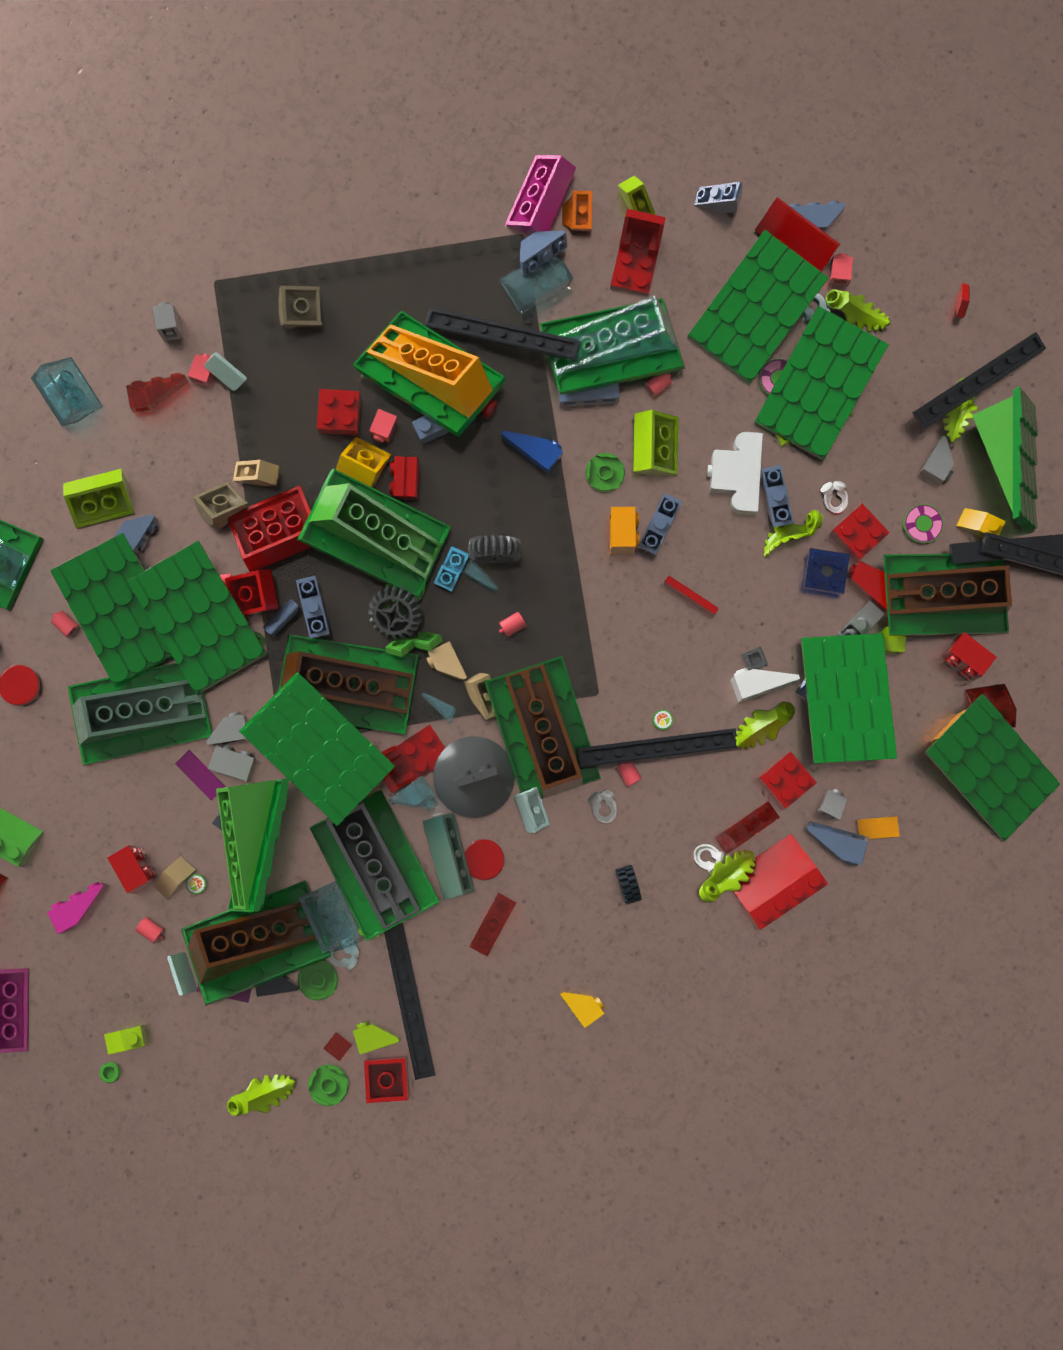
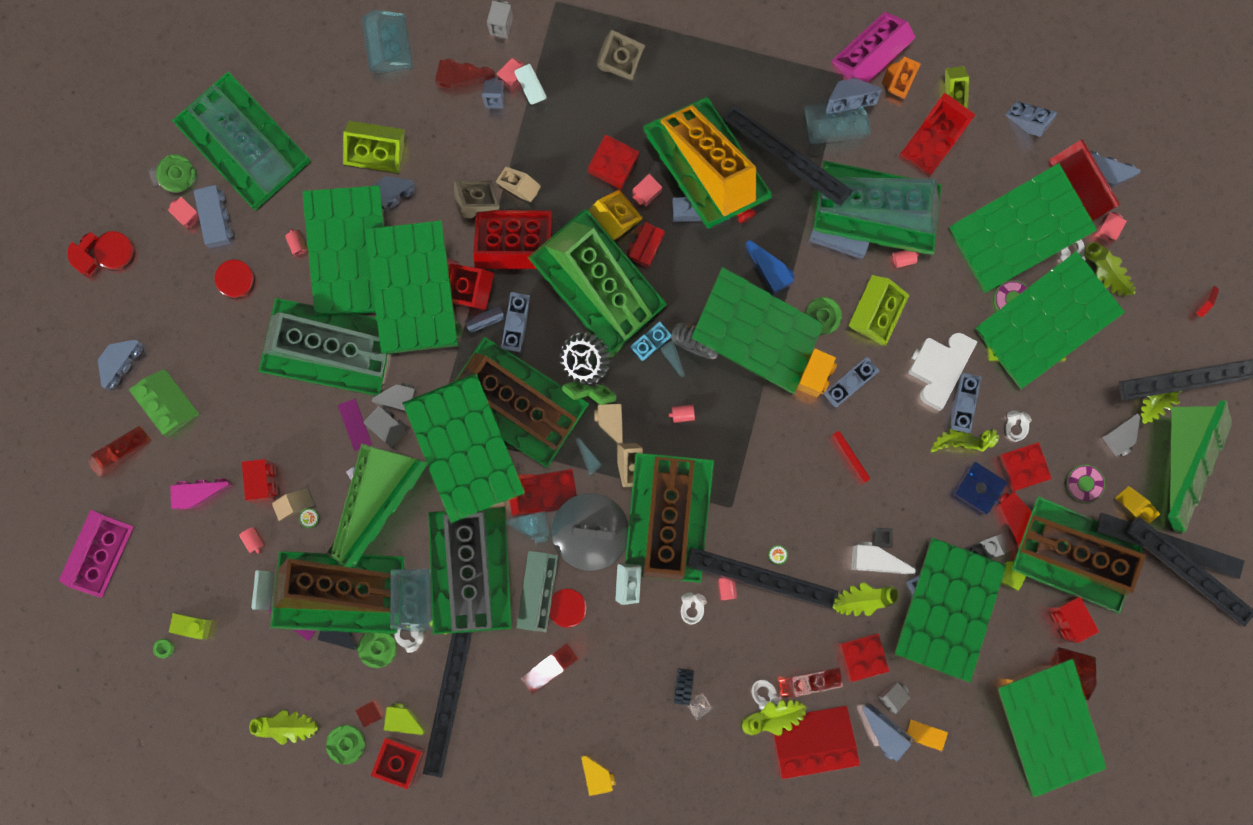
camera: 25 degrees right, 0 degrees up
(193, 396) = (493, 93): none -> sand blue slope
(549, 514) = (757, 331): none -> green piece
(652, 897) = (699, 706): none -> clear slope

